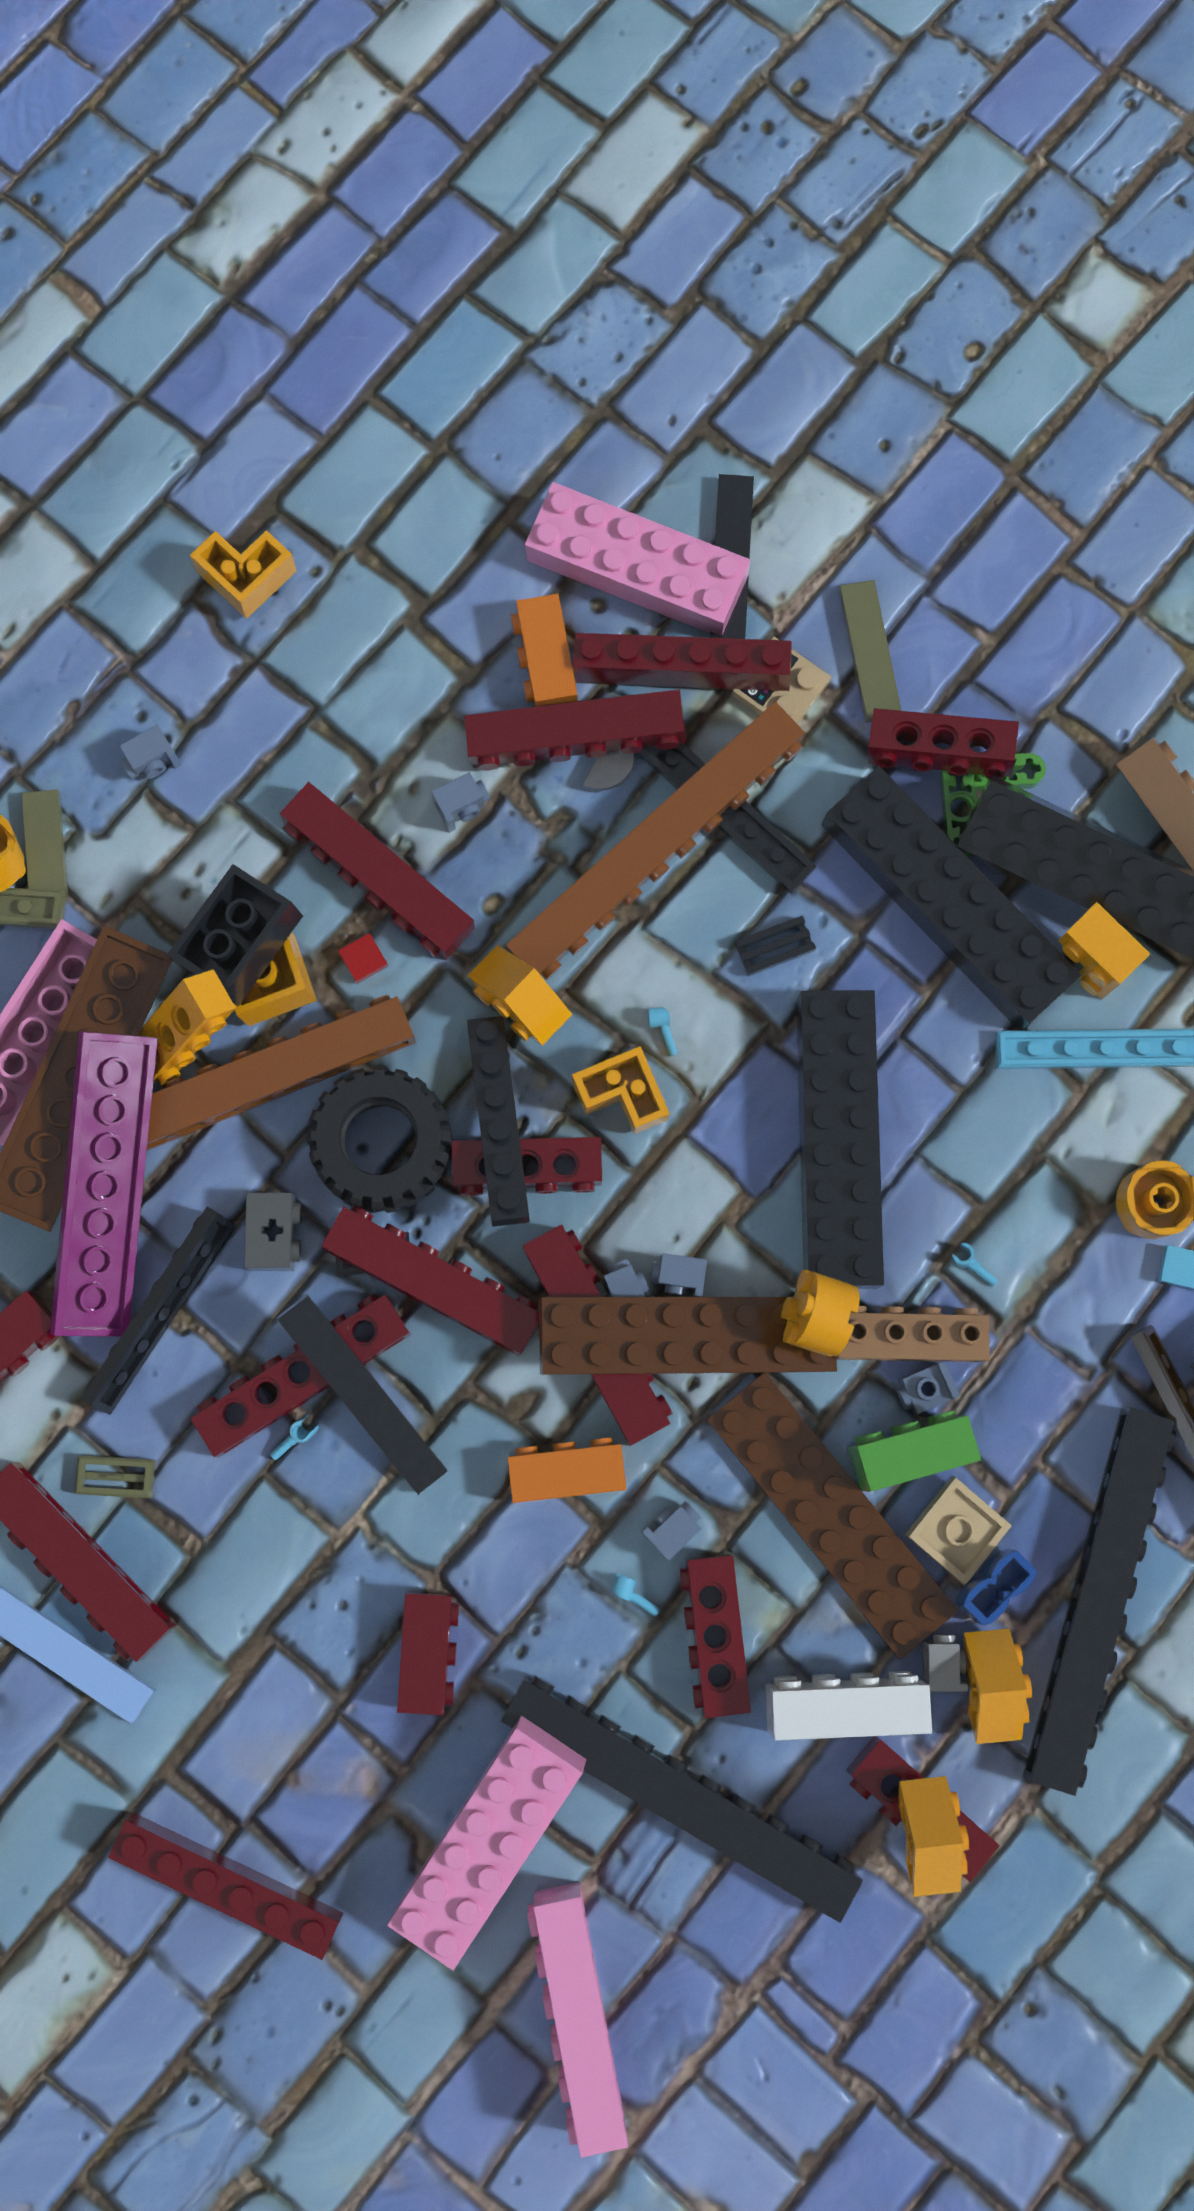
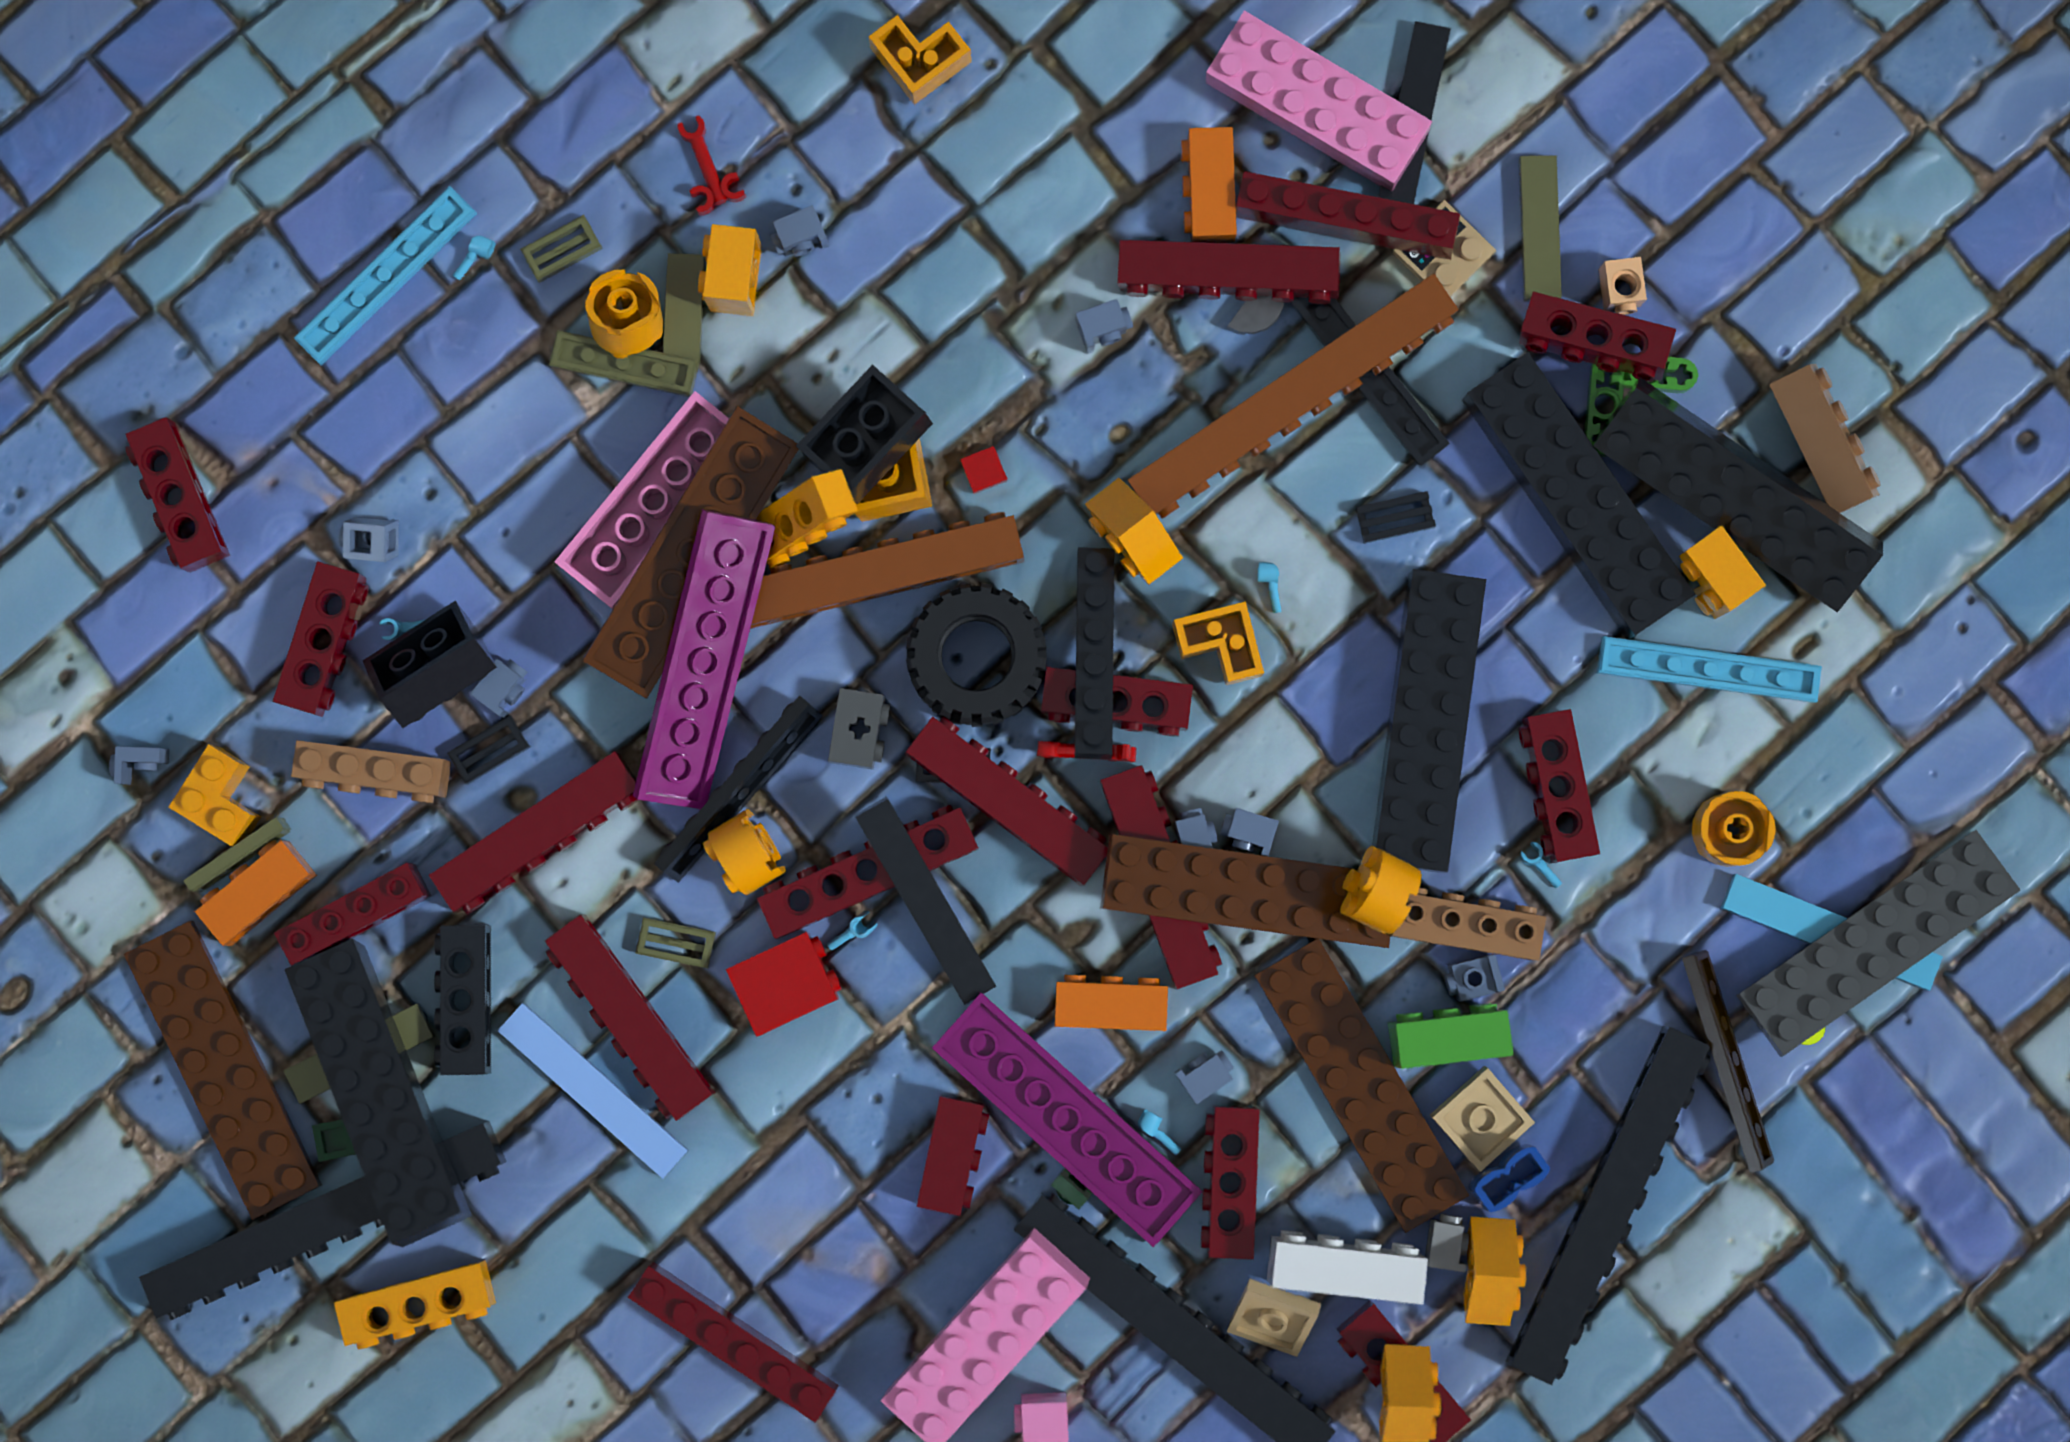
camera: 15 degrees right, 5 degrees up
(62, 727) = (716, 190): none -> red bar
(83, 797) = (731, 269): none -> light orange brick
(171, 1374) = (744, 853): none -> light orange brick
(230, 1501) = (784, 983): none -> red panel
(377, 871) = (1009, 384): dark red brick -> none
(474, 1223) = (1066, 750): none -> red bar
(539, 1597) = (1067, 1119): none -> magenta plate
(555, 1665) = (1071, 1189): none -> dark green plate
(781, 1770) = (1273, 1317): none -> tan plate
(962, 678) = (1627, 270): none -> light nougat brick
(970, 1128) = (1568, 766): none -> dark red brick

